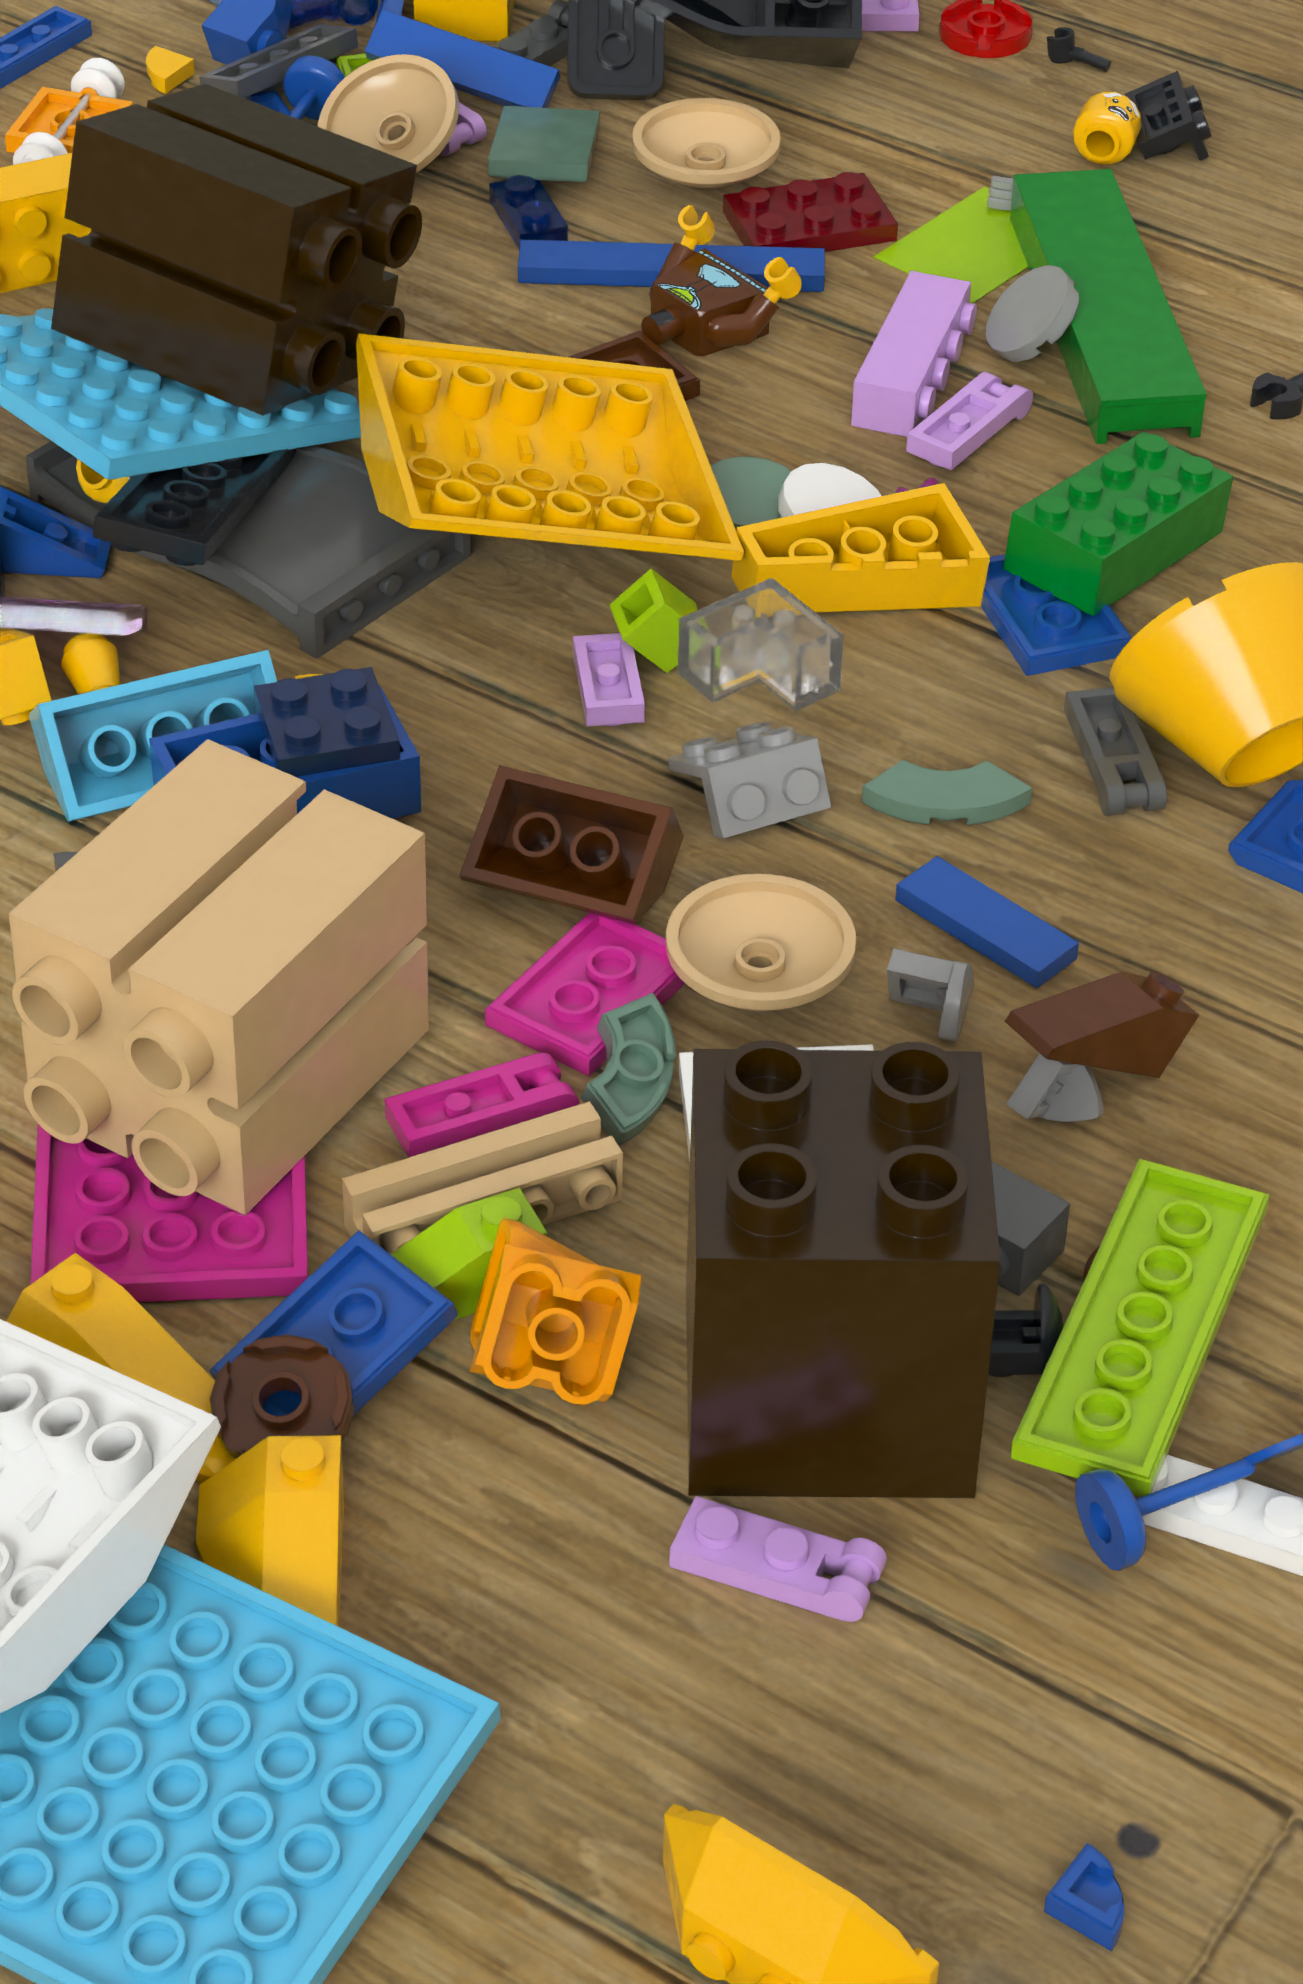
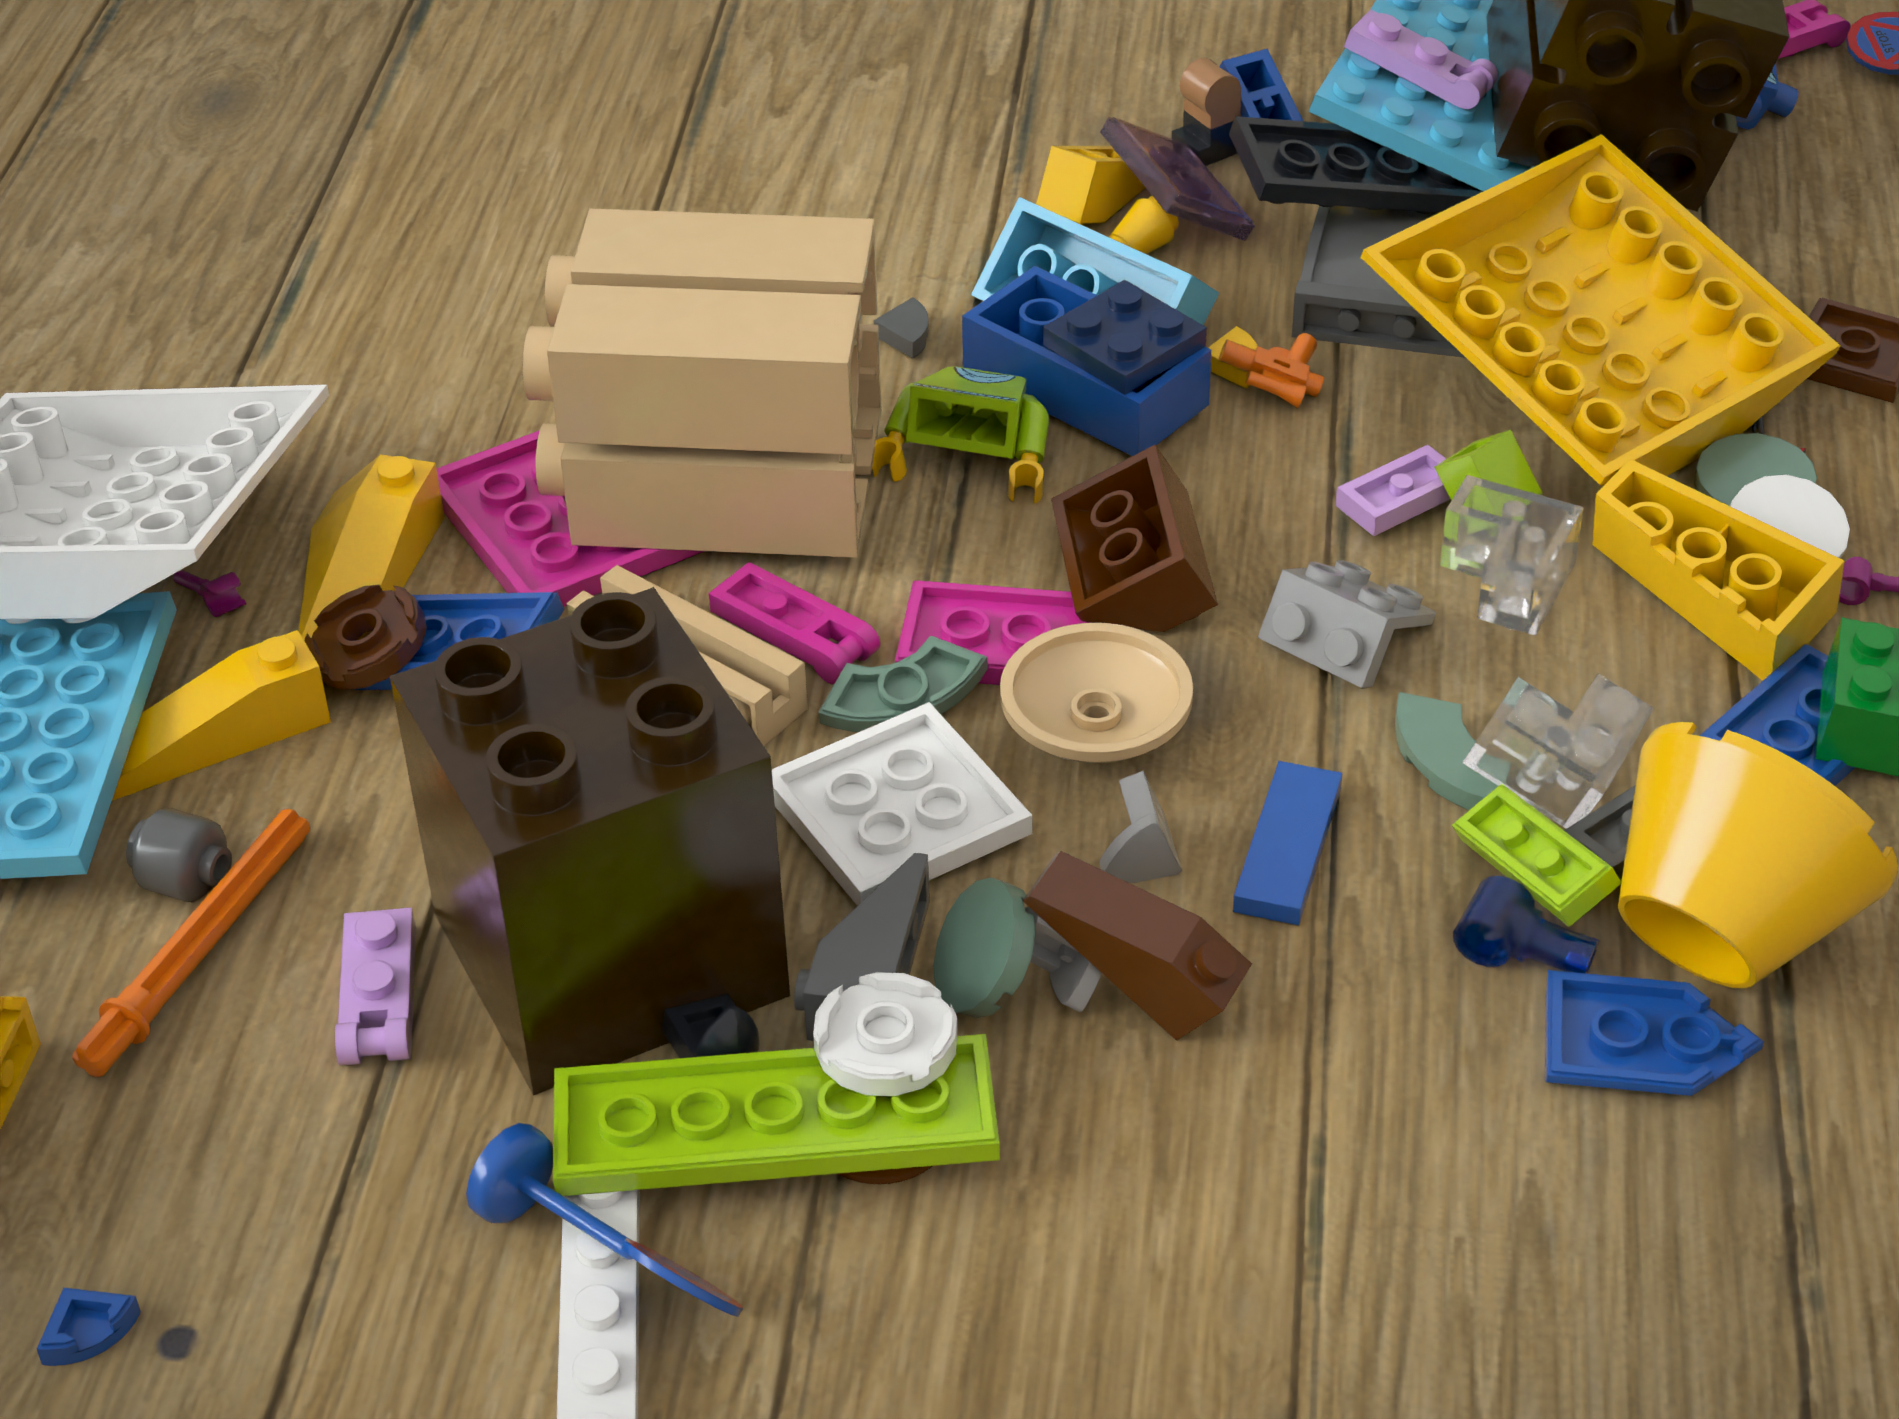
camera: 65 degrees right, 0 degrees up
(116, 382) = (1421, 60): none -> lavender plate
(395, 676) = (1277, 369): none -> orange piece
(498, 1648) = (178, 854): none -> dark grey head
(706, 1753) = (128, 1016): none -> orange axle
(1020, 721) = (1559, 755): none -> clear brick
(1040, 1121) = (983, 947): none -> sand green tile
(1117, 1211) = (885, 1034): none -> white tile
(1123, 787) = (1536, 854): none -> lime tile
(1177, 844) = (1506, 925): none -> clear blue pin

